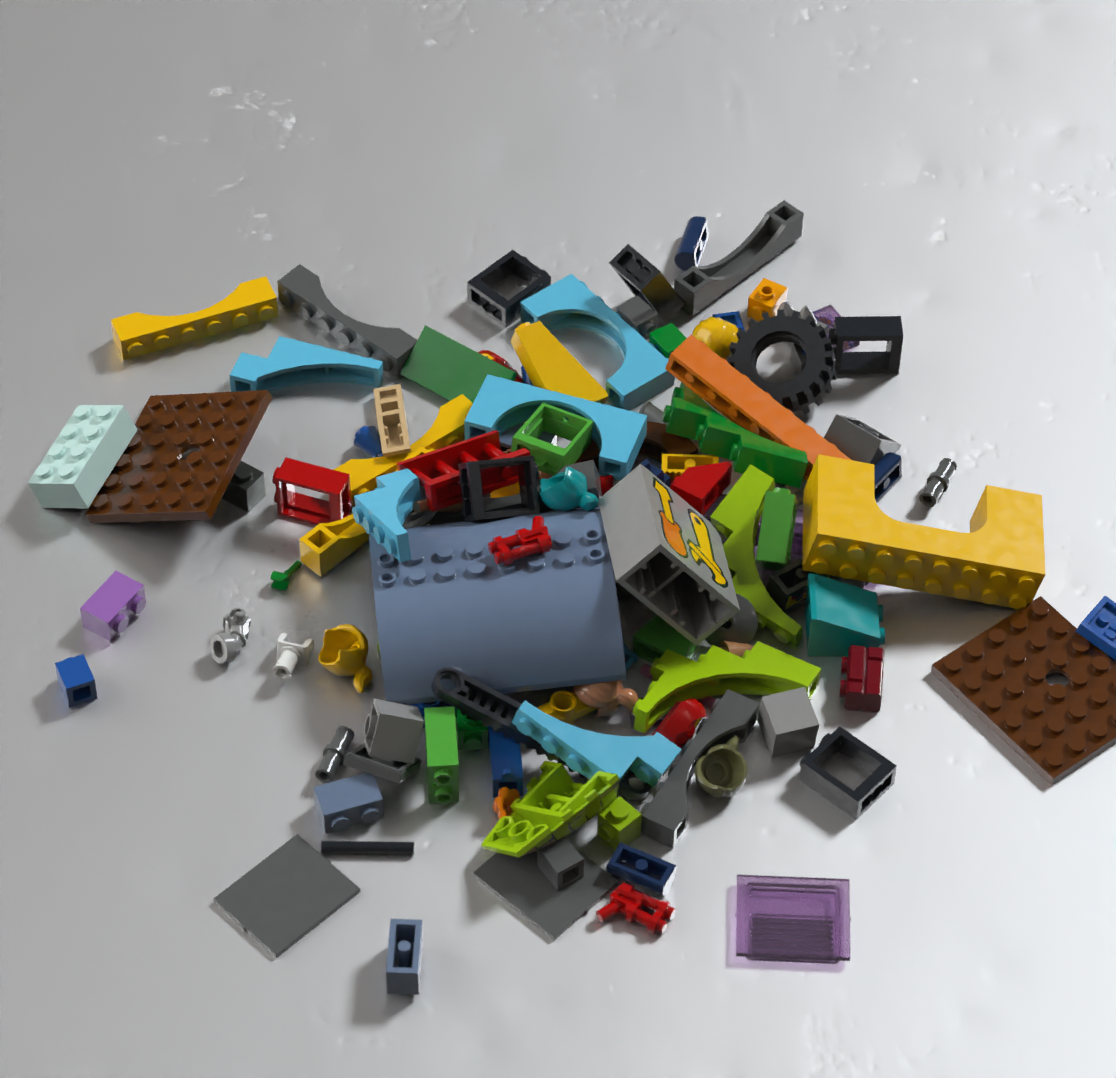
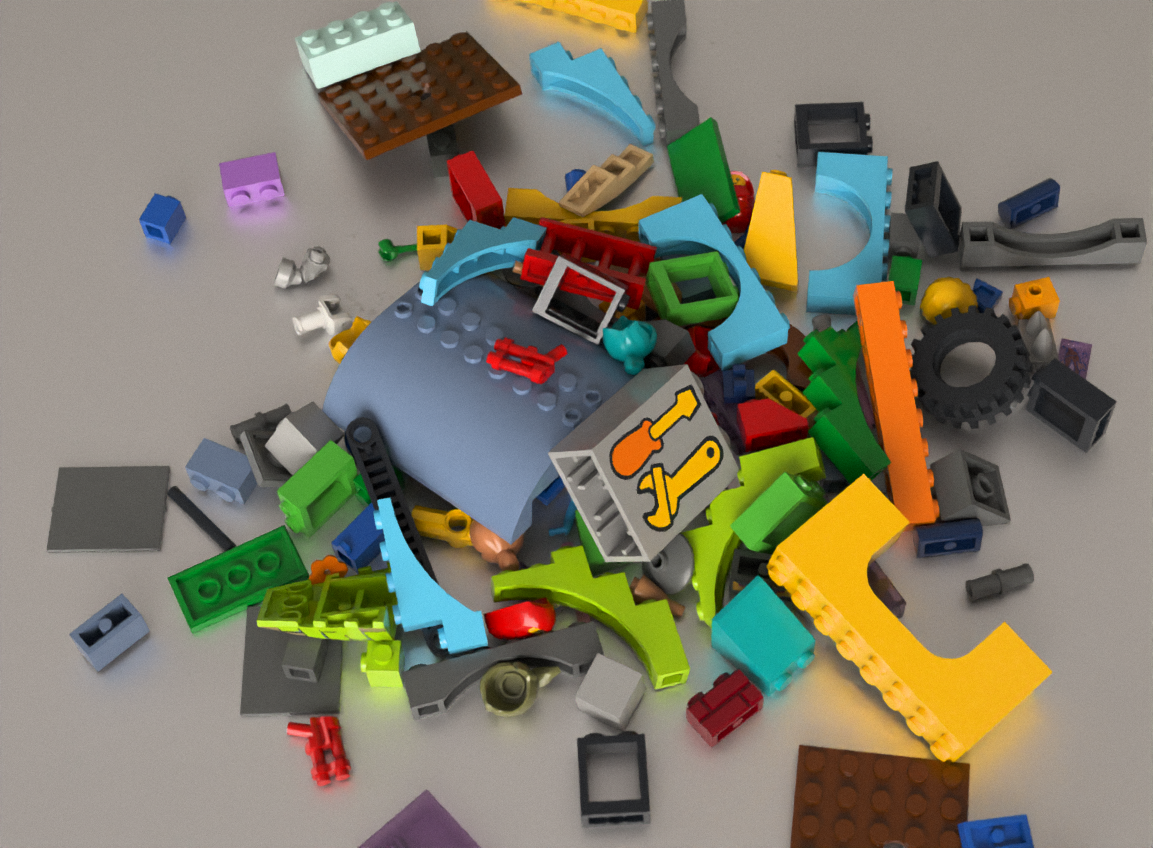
camera: 50 degrees right, 10 degrees up
(443, 862) = (237, 578): none -> green tile
(642, 869) = (359, 718): dark blue brick -> none

